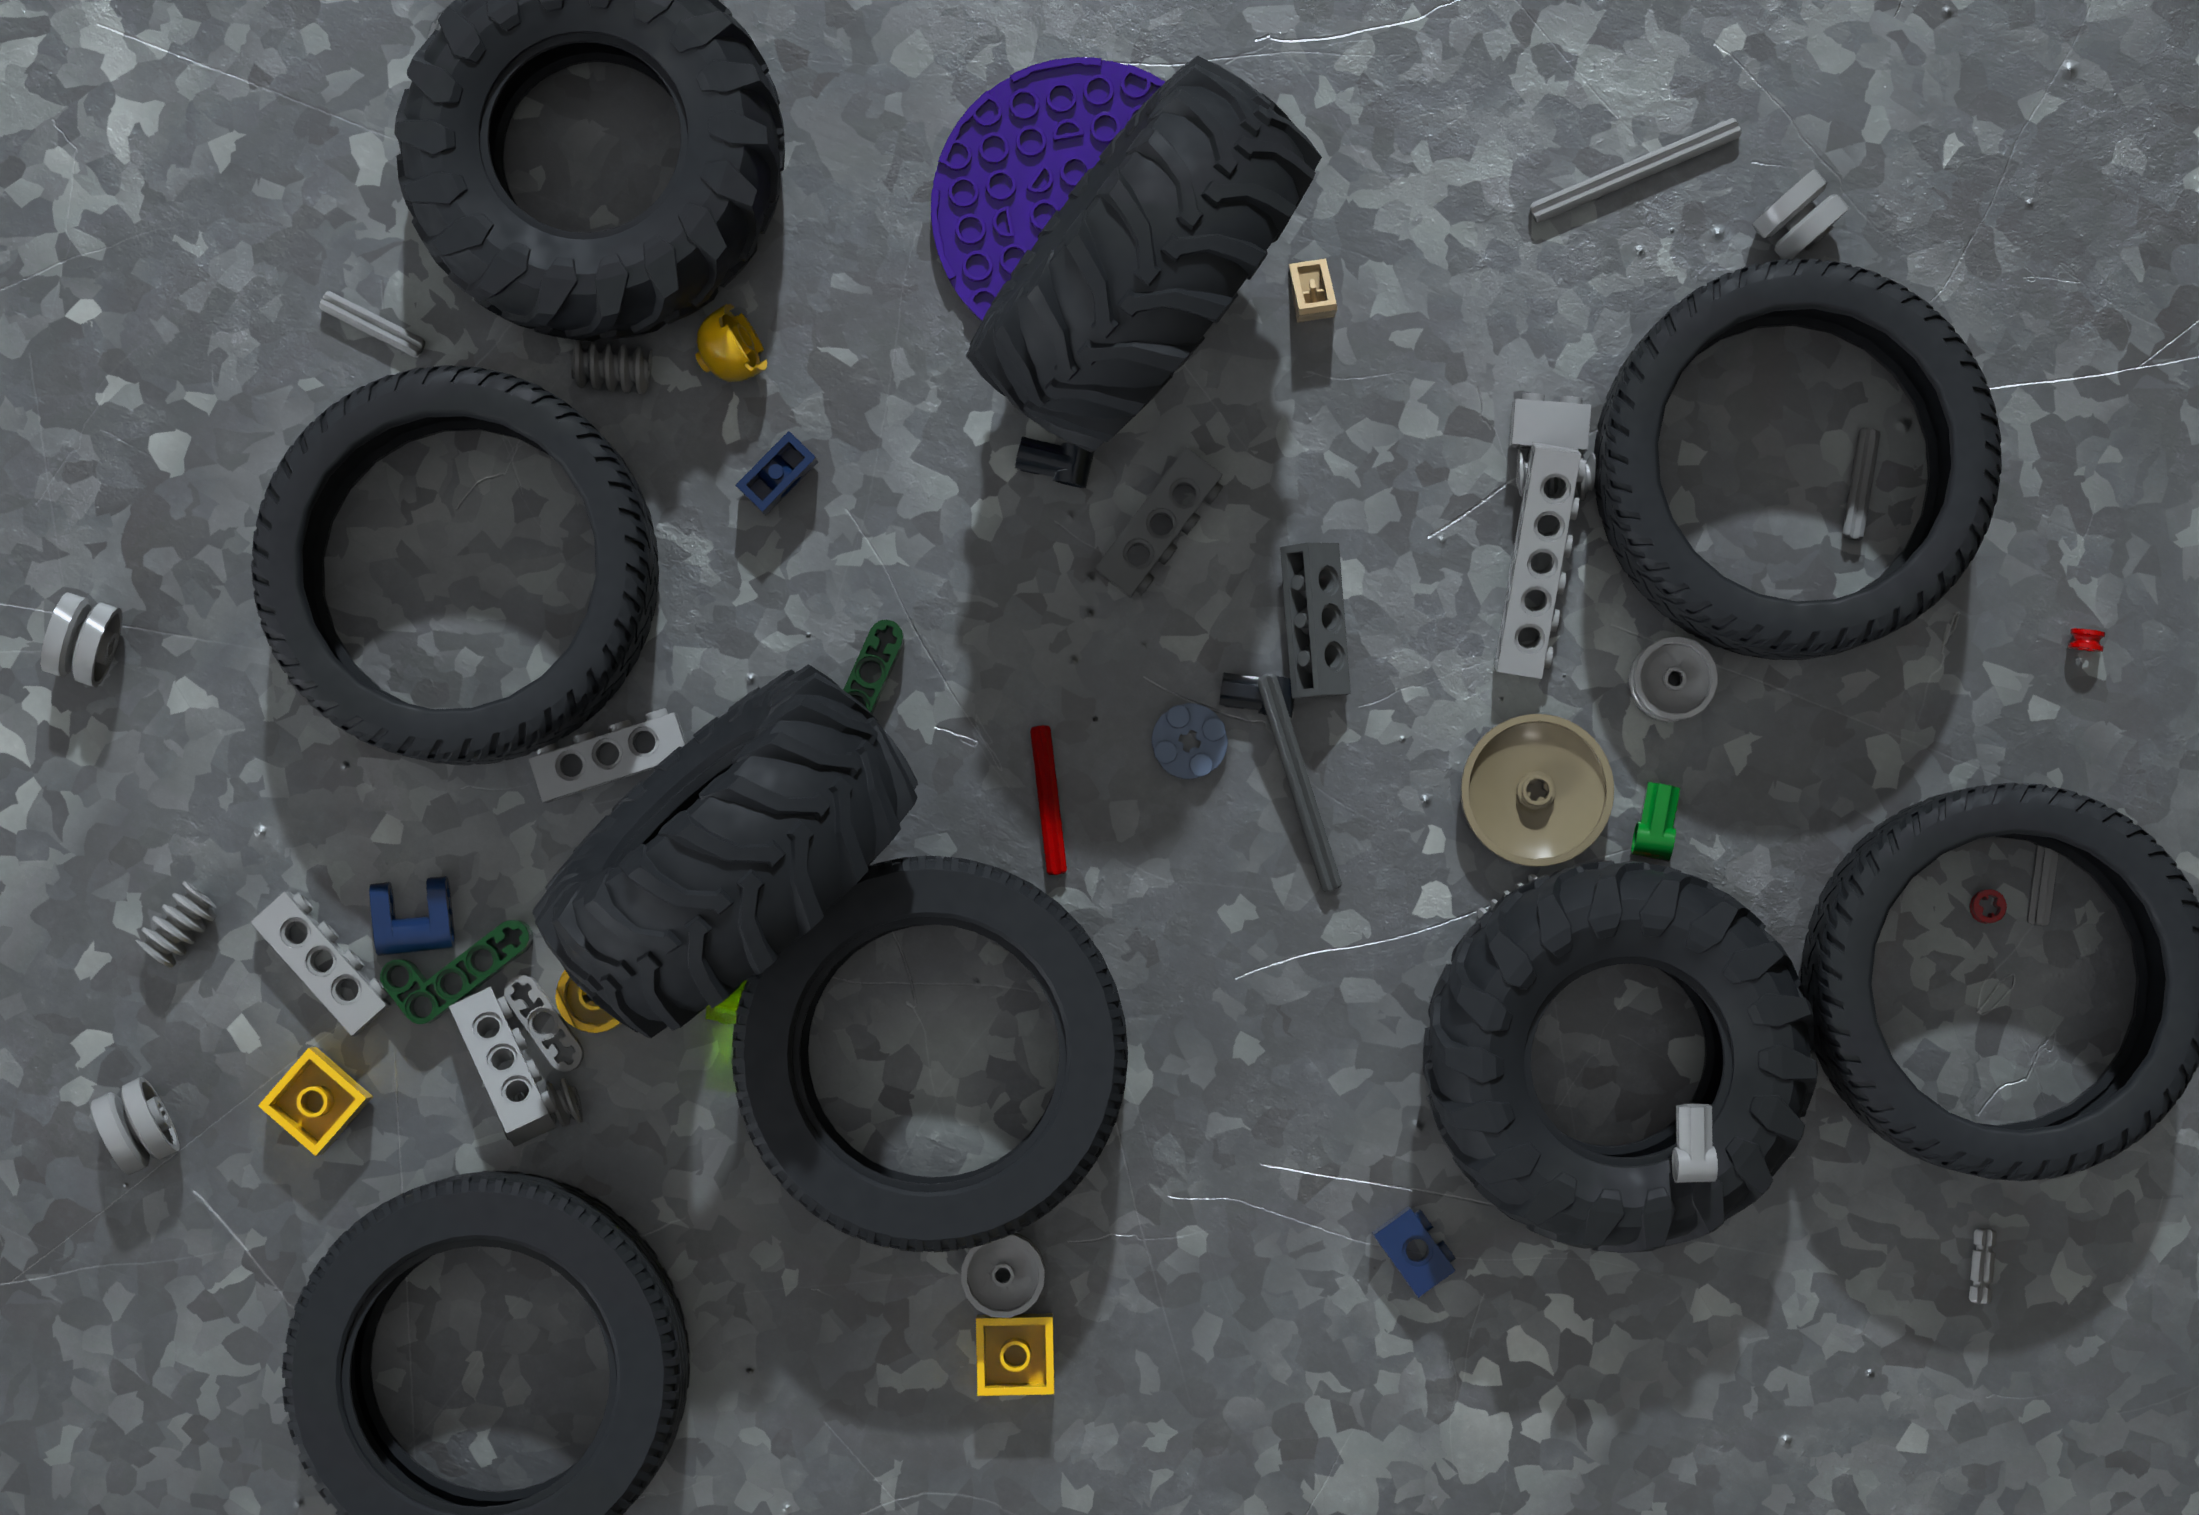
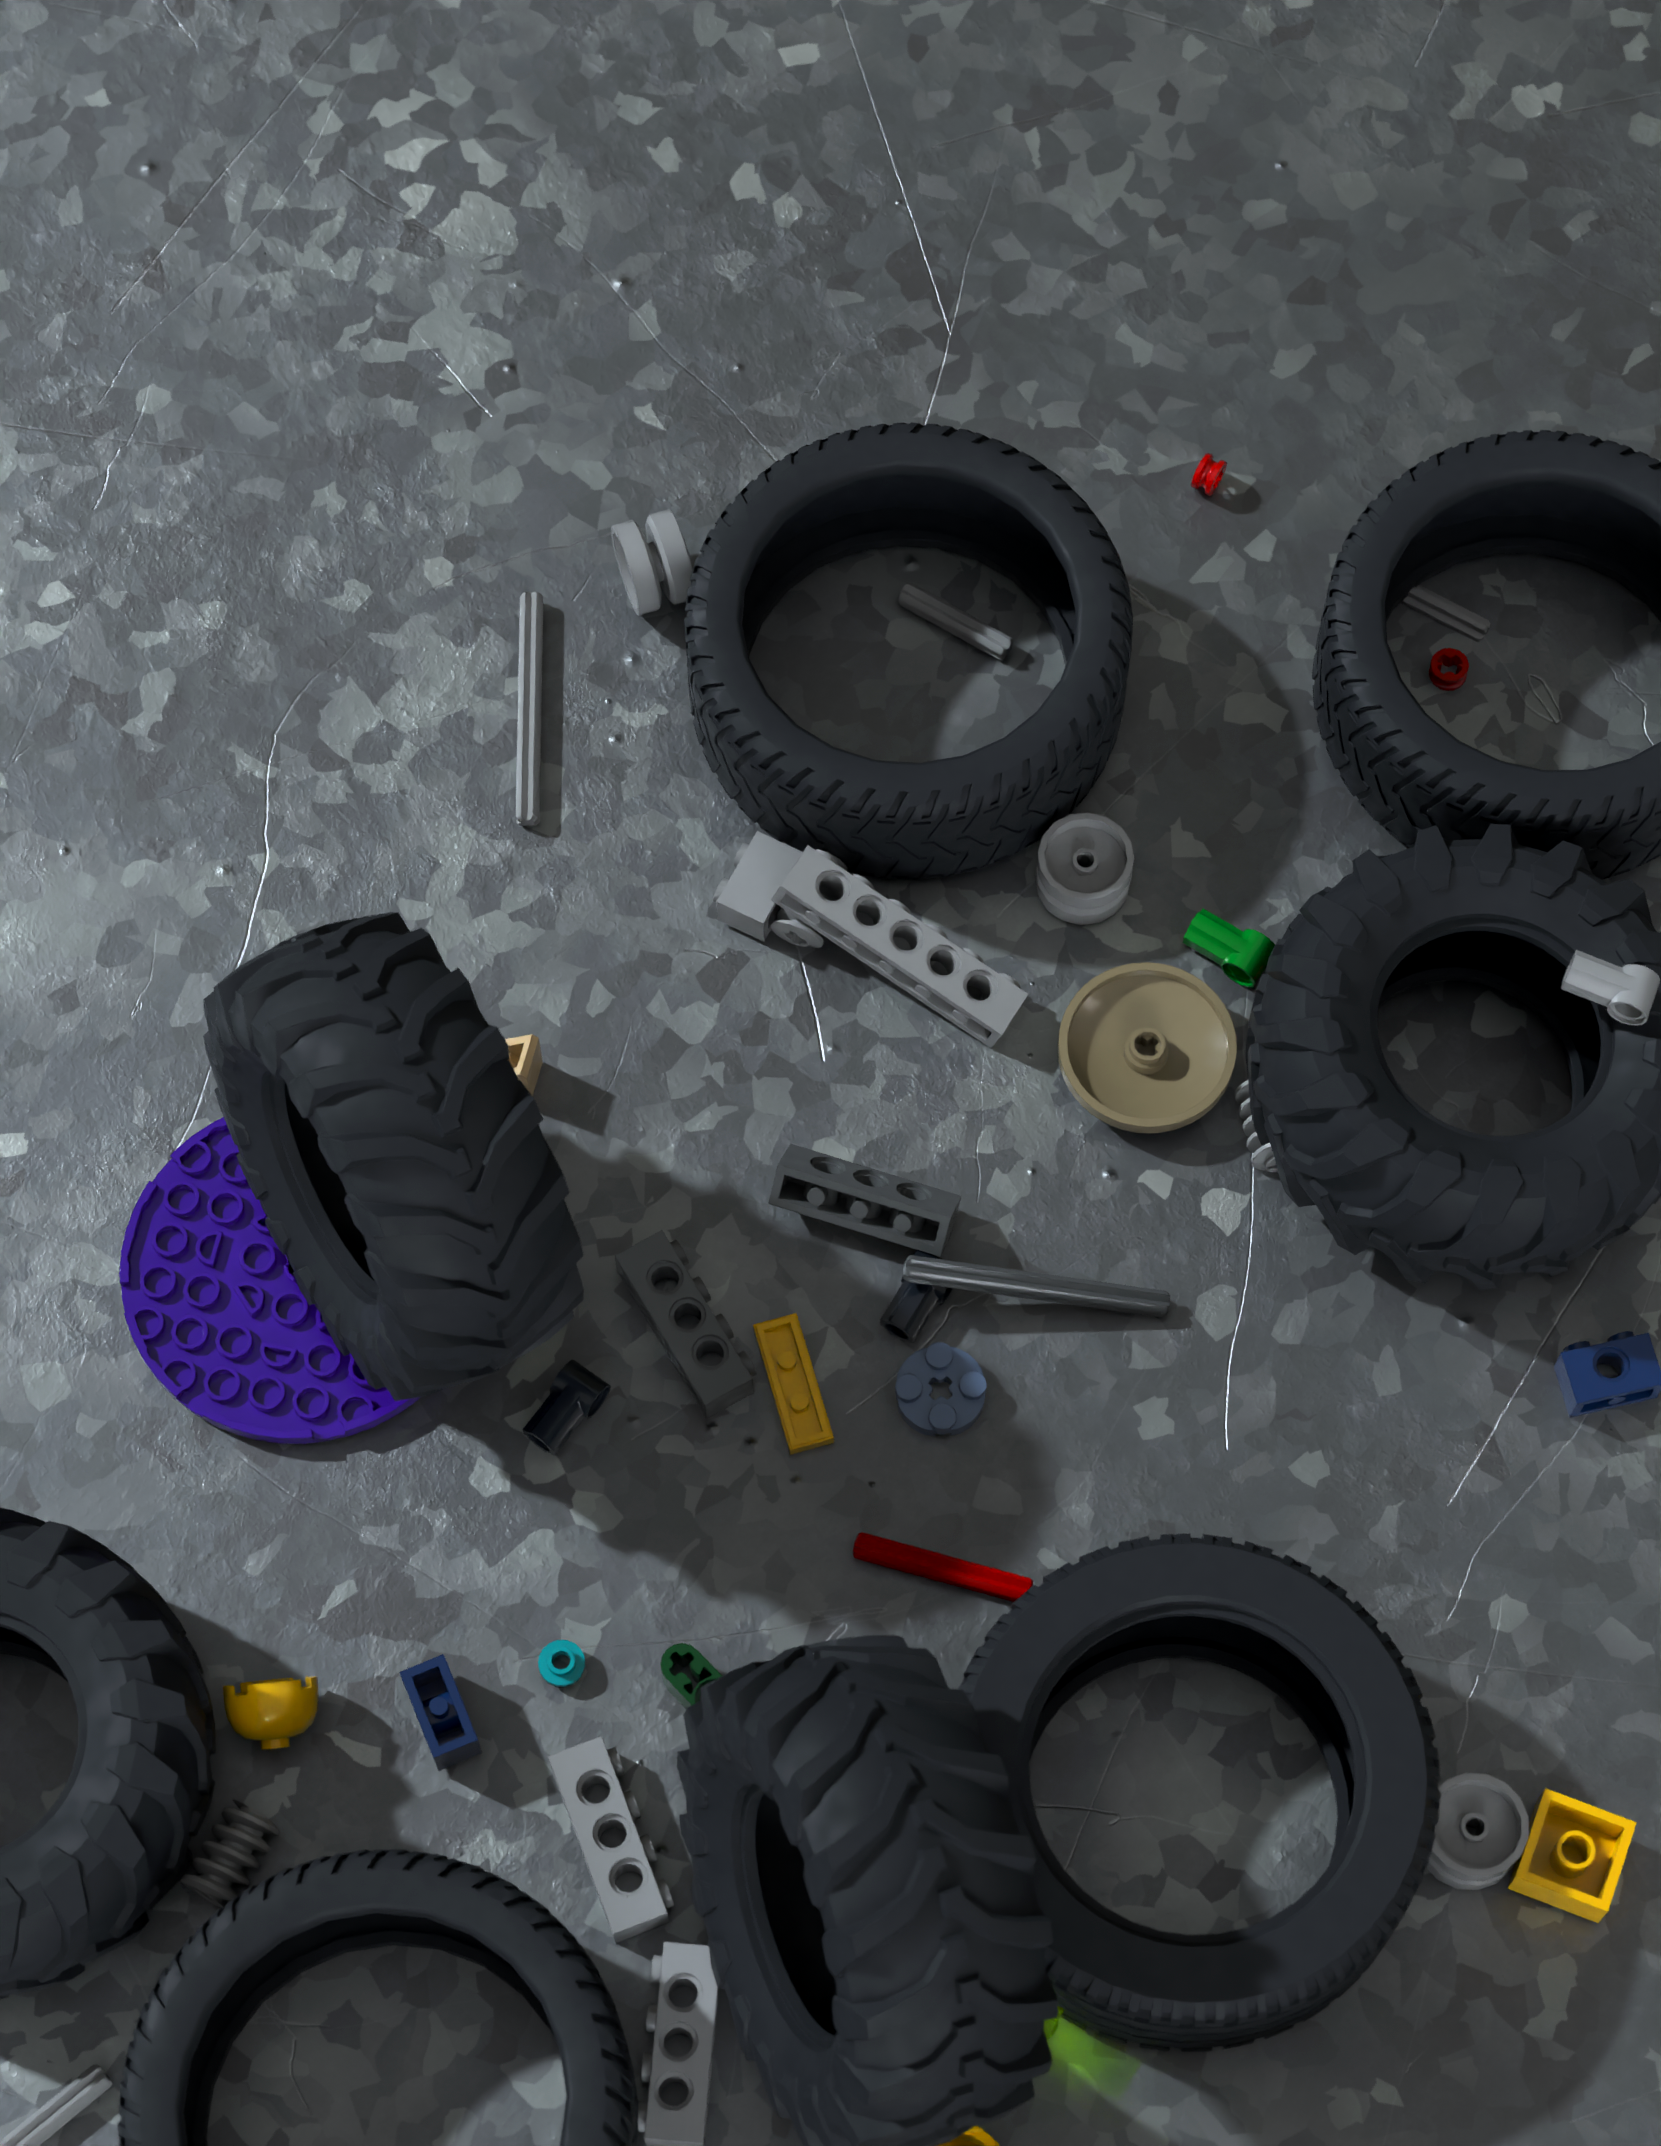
camera: 65 degrees left, 20 degrees down
(688, 671) = (625, 1911): none -> light grey brick
(862, 555) = (566, 1676): none -> teal plate
(1148, 625) = (793, 1383): none -> yellow tile

